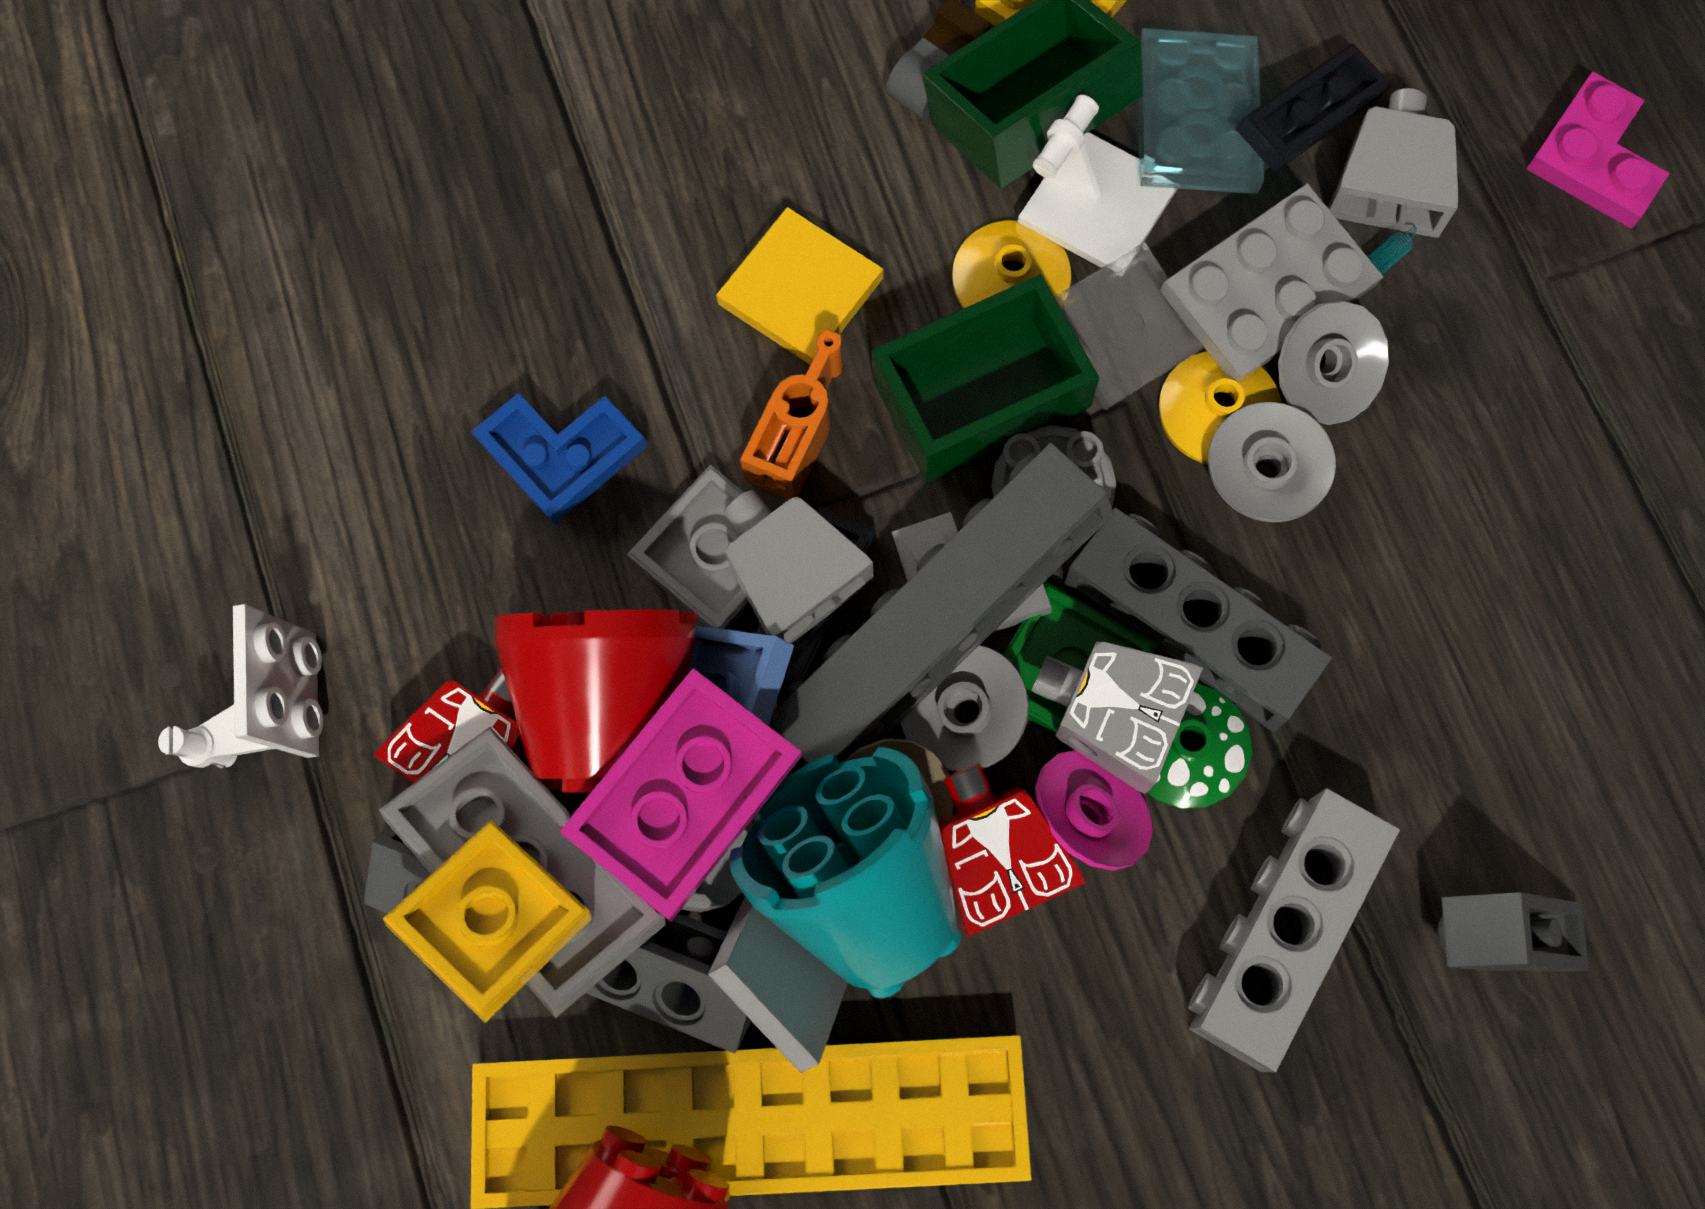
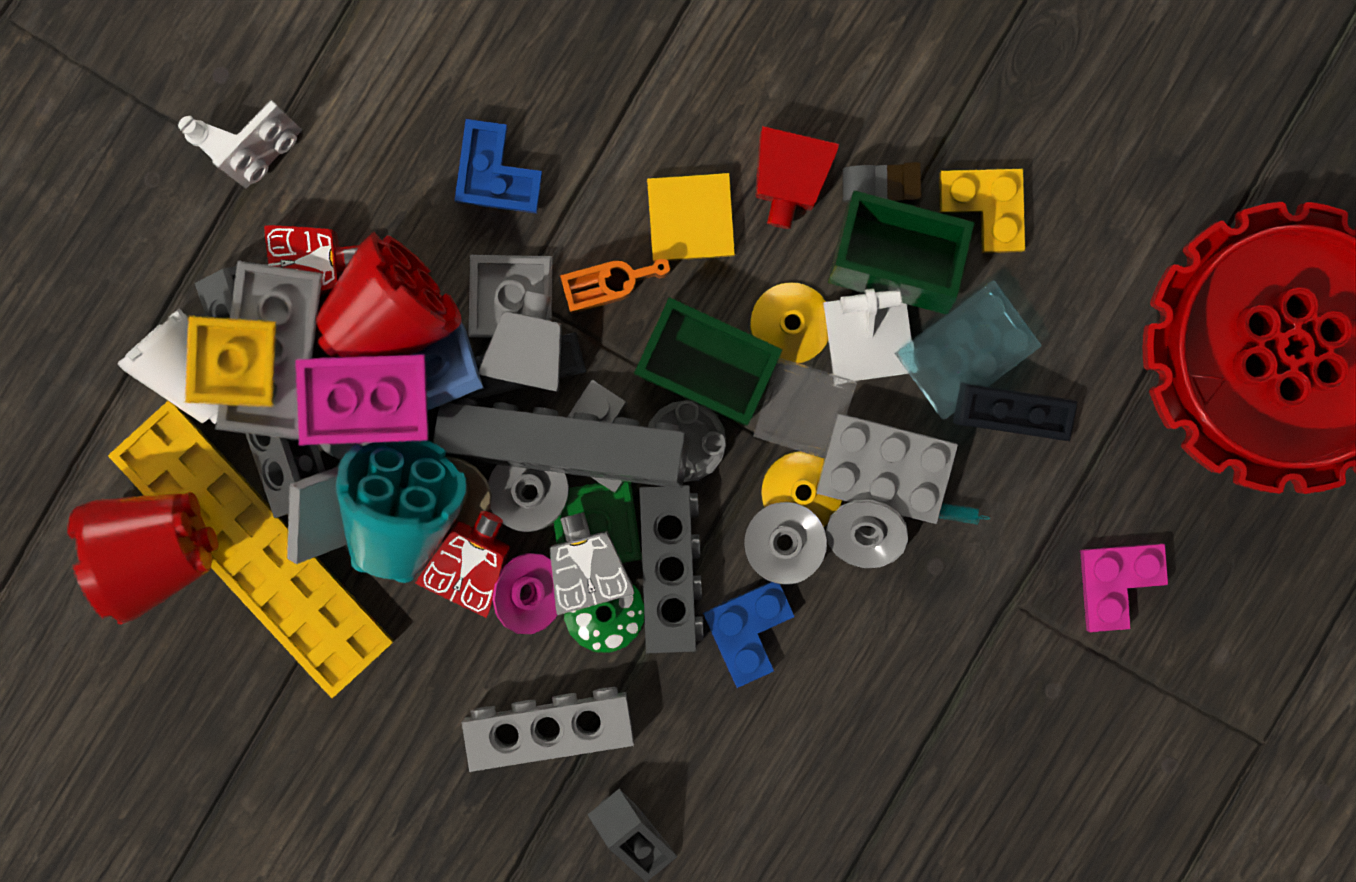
camera: 50 degrees right, 15 degrees up
(428, 1029) = (161, 365): none -> white cone
(842, 141) = (791, 172): none -> red torso
(1332, 601) = (737, 626): none -> blue plate
(1400, 169) = (1016, 482): light grey torso -> none

